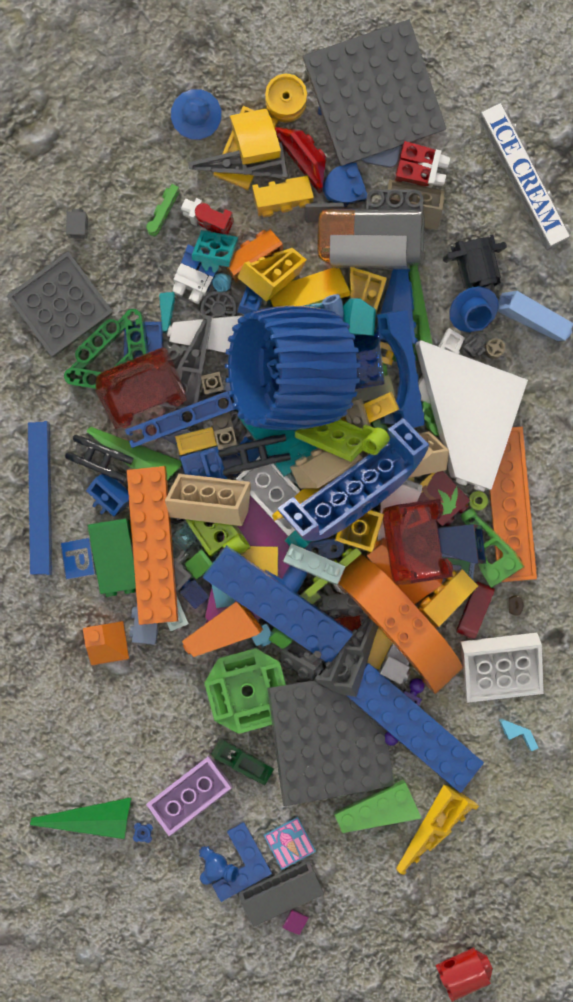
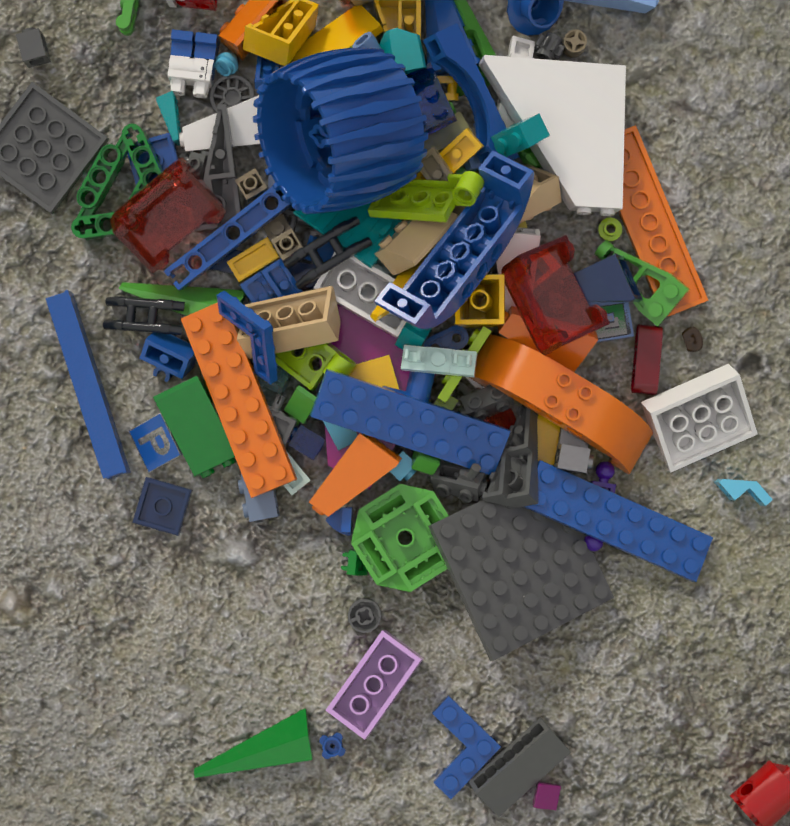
camera: 10 degrees left, 0 degrees up
(68, 608) = (162, 506): none -> dark blue tile
(106, 643) = (219, 533): orange slope -> none
(183, 499) = (259, 331): none -> blue plate
(198, 740) = (364, 615): none -> dark grey wheel
(202, 700) = (355, 565): none -> green tile
(203, 662) = (341, 520): none -> blue tile
(215, 239) = (198, 18): teal piece -> none
(216, 867) = (432, 760): blue animal -> none
(242, 761) = (425, 624): dark green slope -> none
(289, 843) = (511, 704): tile -> none
(381, 808) = (605, 630): bright green wedge -> none
(428, 411) = (520, 136): none -> teal brick
(441, 487) = (580, 233): dark red panel -> none
(443, 815) = (684, 612): yellow wedge -> none
(447, 597) = (610, 353): yellow wedge -> none

